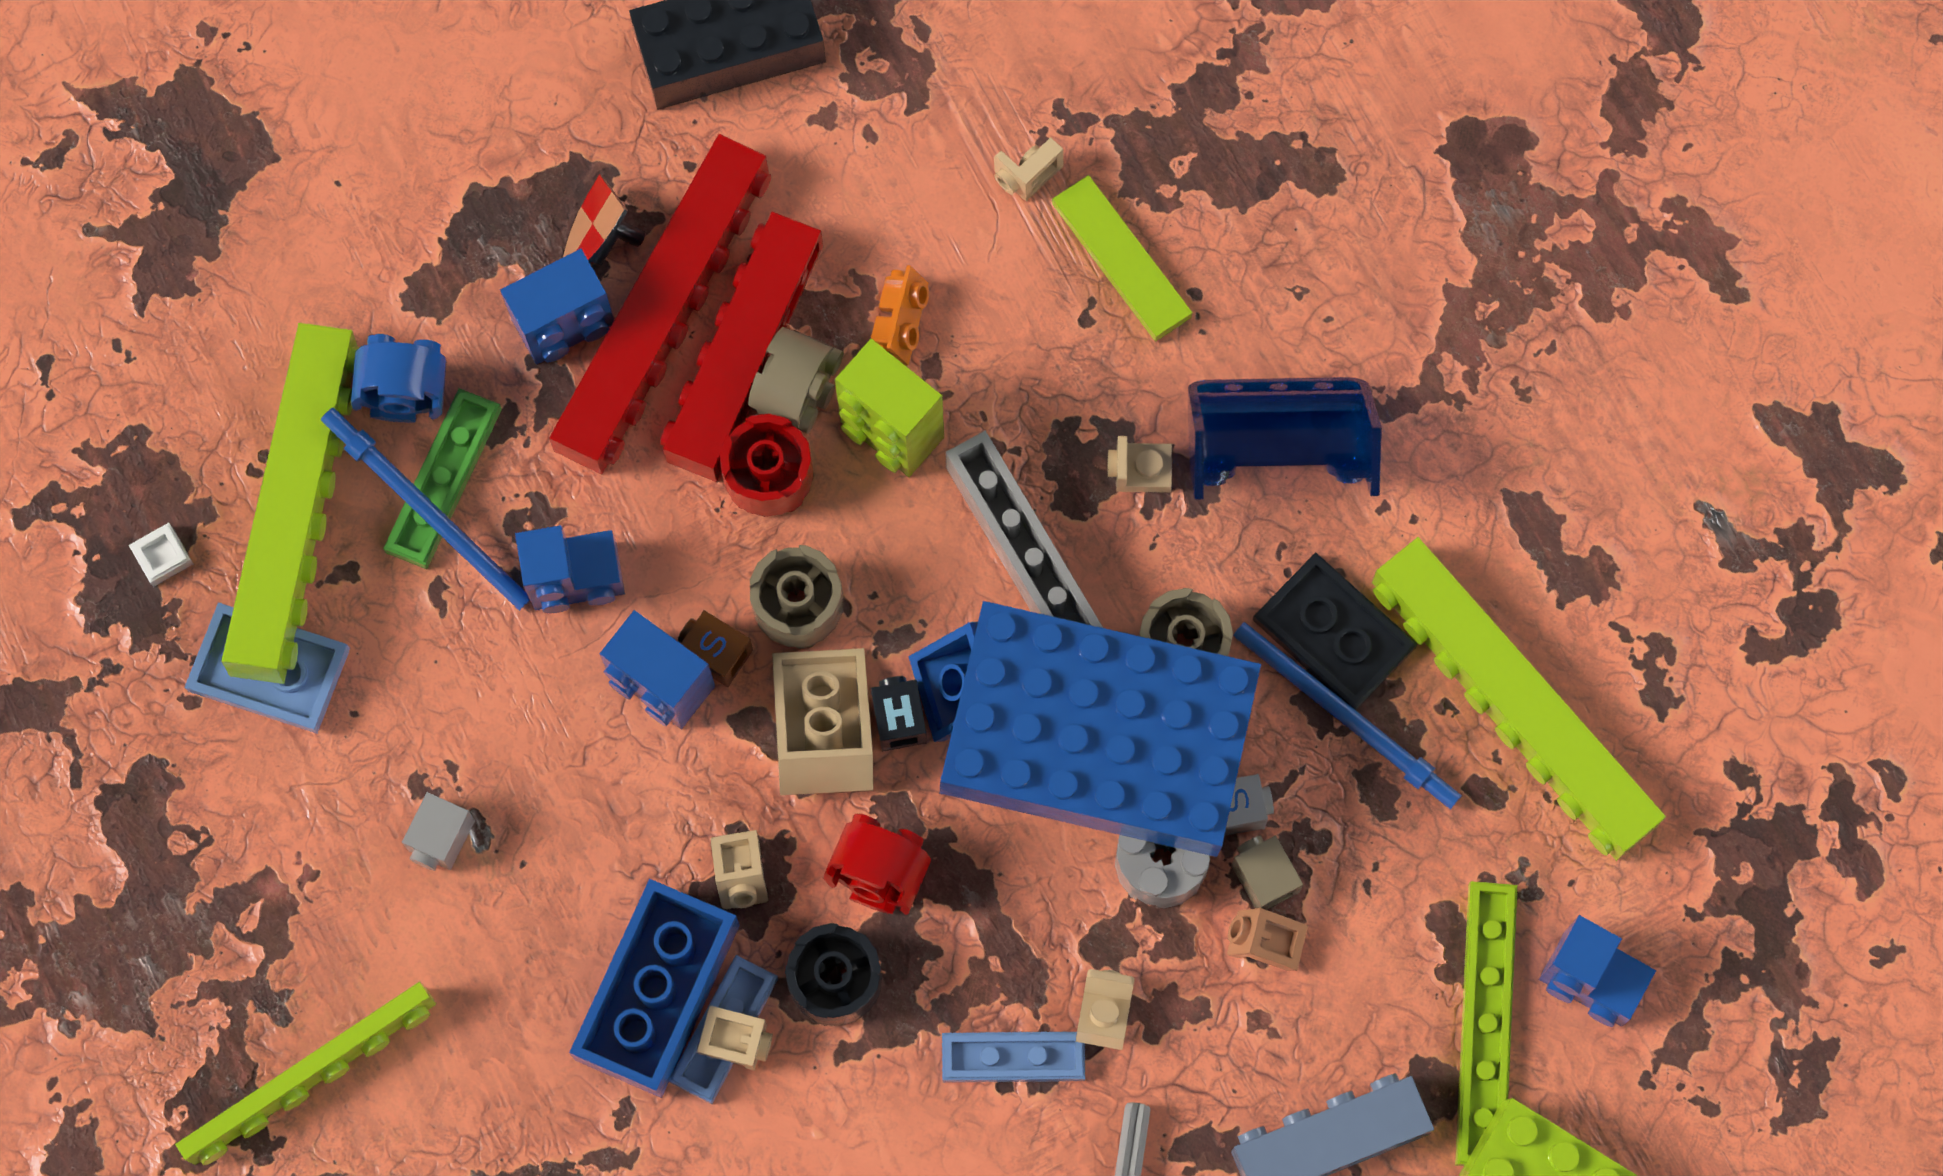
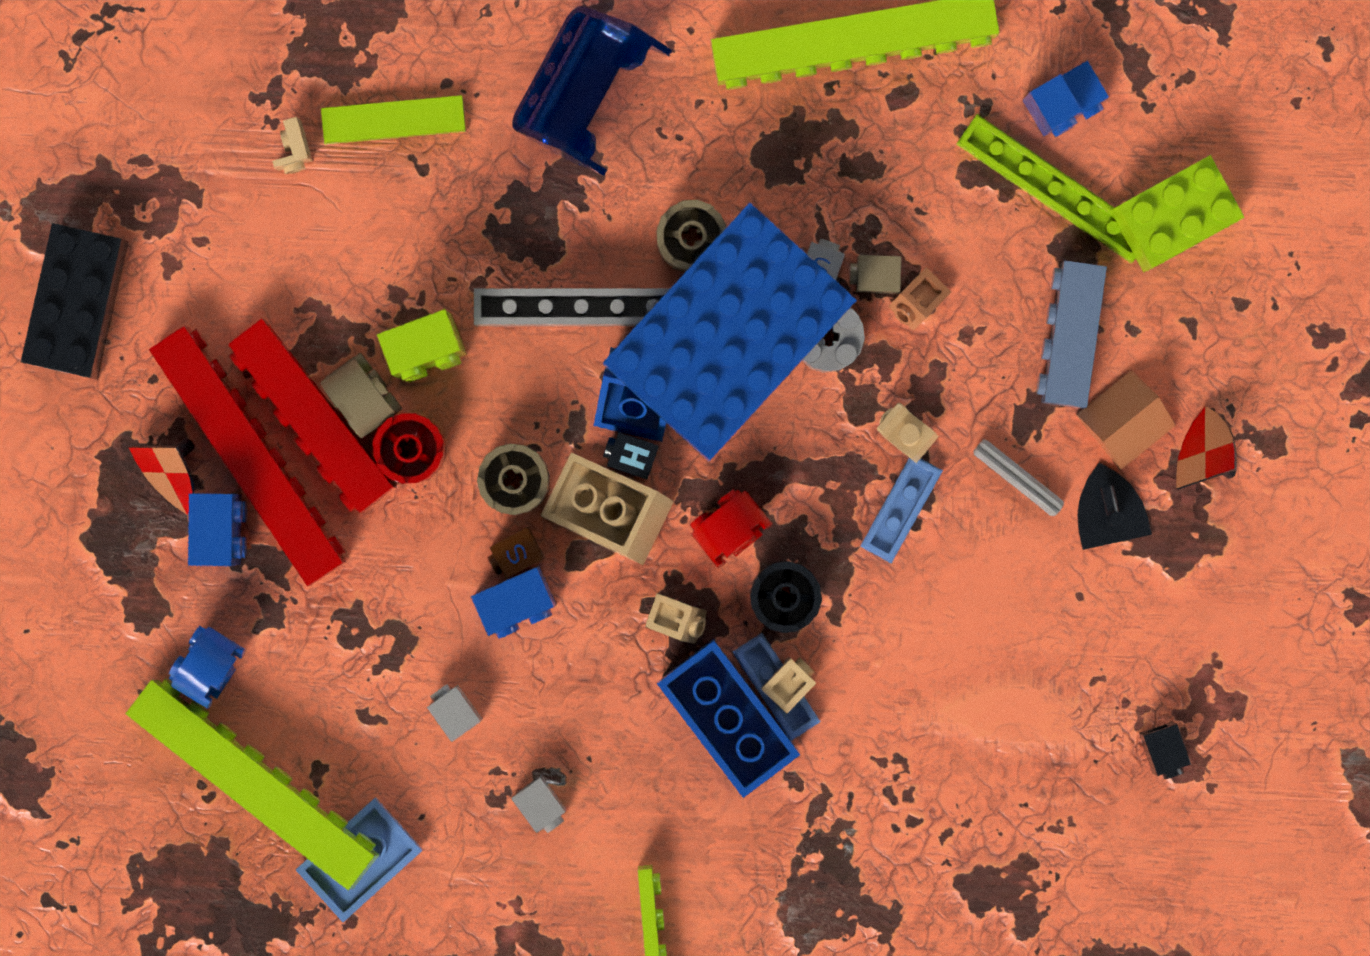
camera: 65 degrees left, 15 degrees up
(161, 554) = (235, 890): white tile -> none
(361, 447) = (242, 717): blue bar -> none
(444, 475) = (288, 671): bright green tile -> none
(494, 678) = (453, 711): none -> light grey brick
(569, 569) = (407, 619): blue brick -> none
(905, 296) = (339, 284): orange hinge -> none
(1141, 466) = (550, 193): tan bracket -> none
(1334, 631) = (738, 131): black tile -> none
(1418, 772) = (865, 133): blue bar -> none

